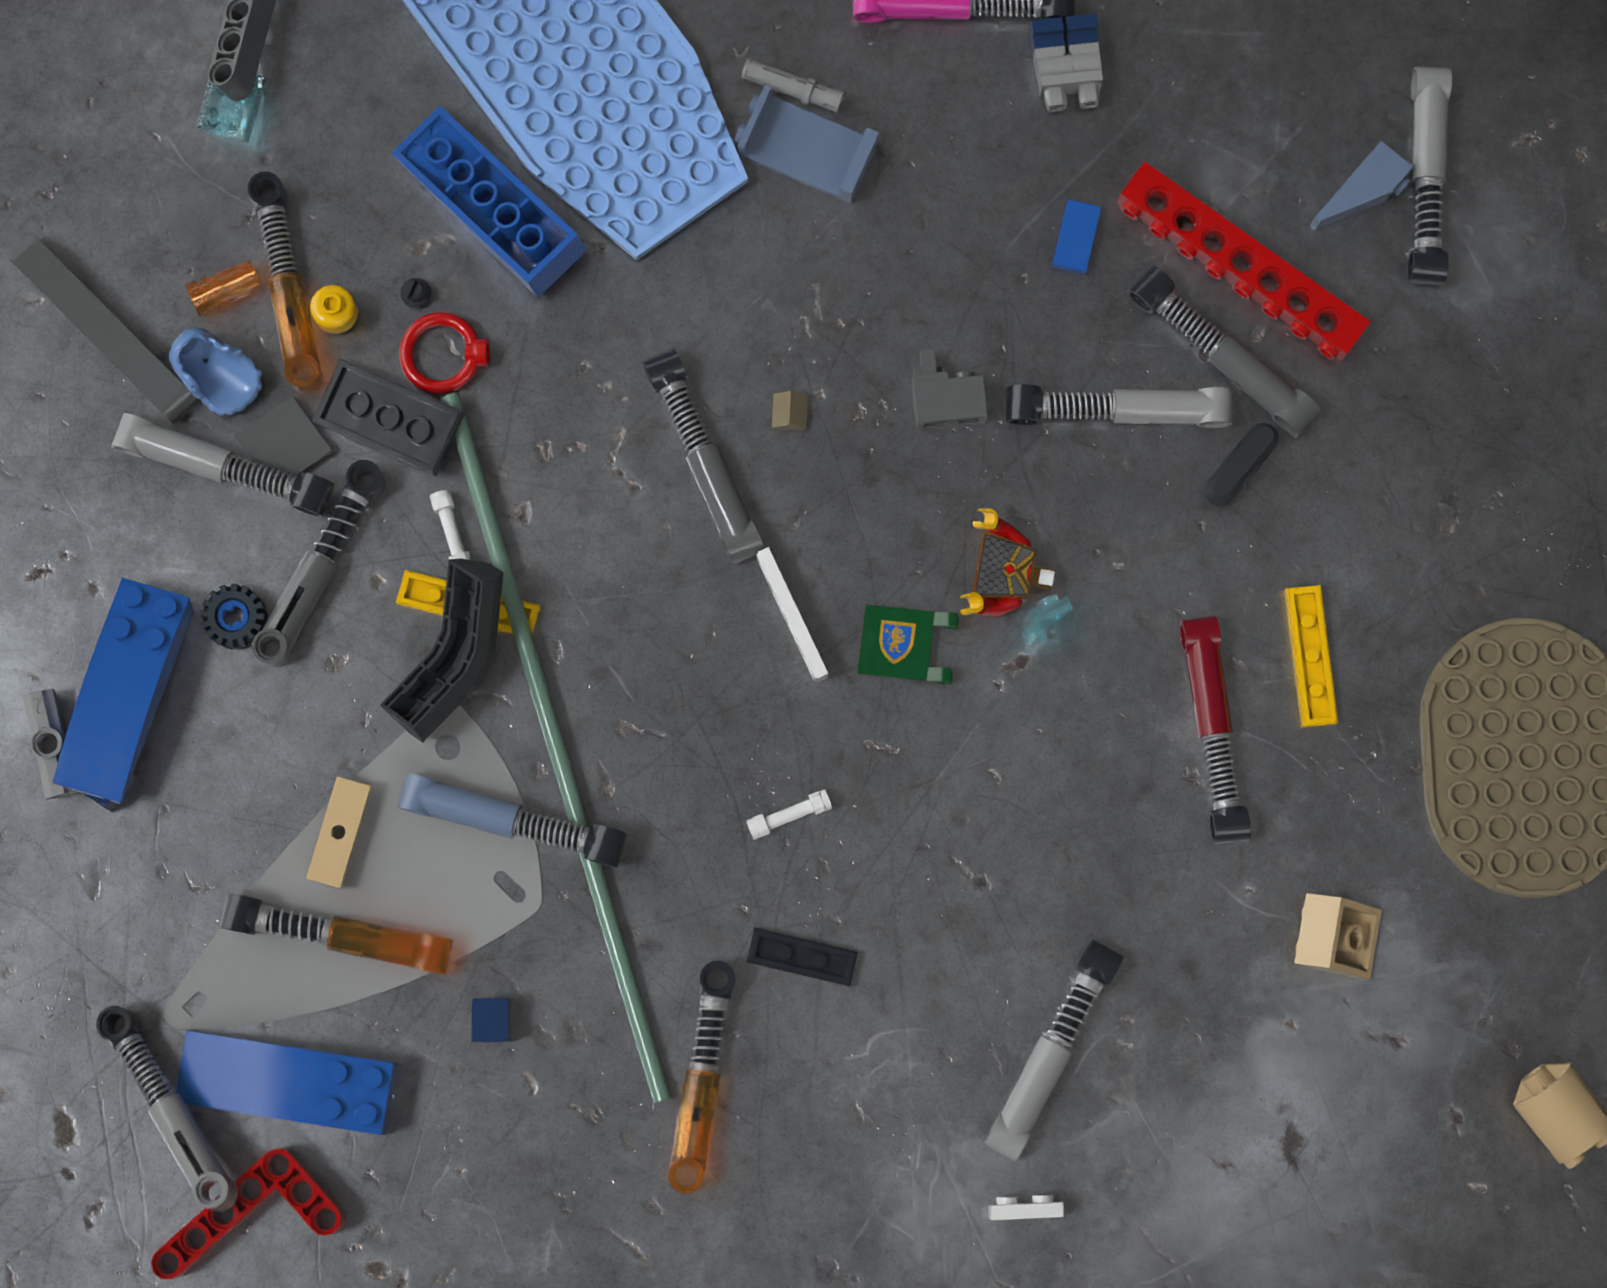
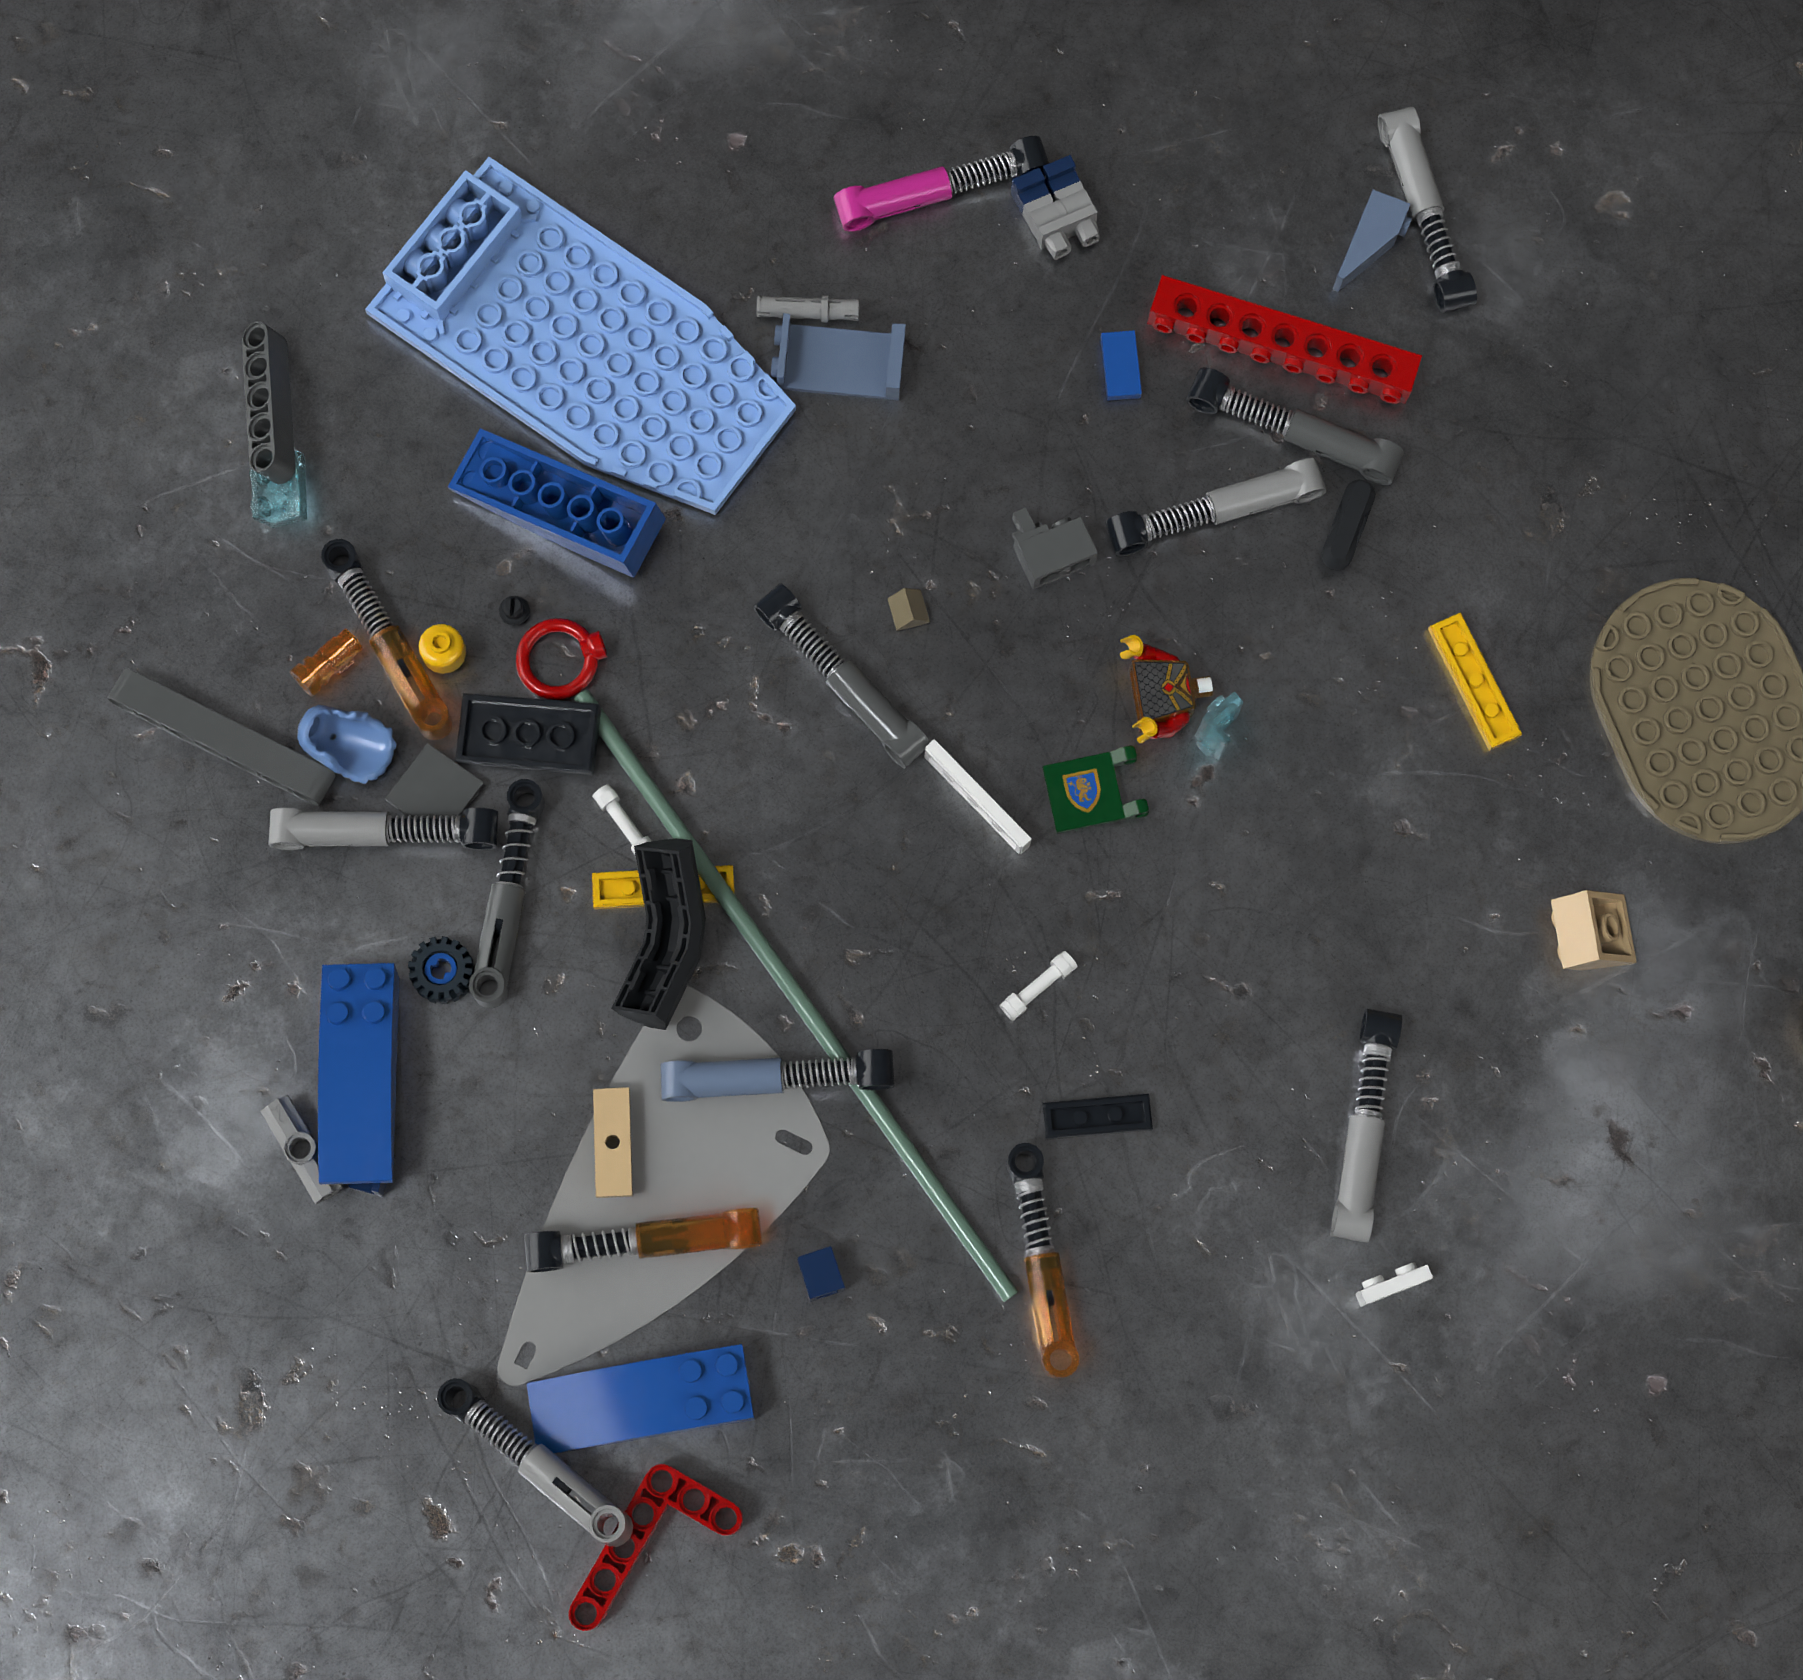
camera: 20 degrees left, 5 degrees down
(1202, 649) = (1371, 701): piece -> none

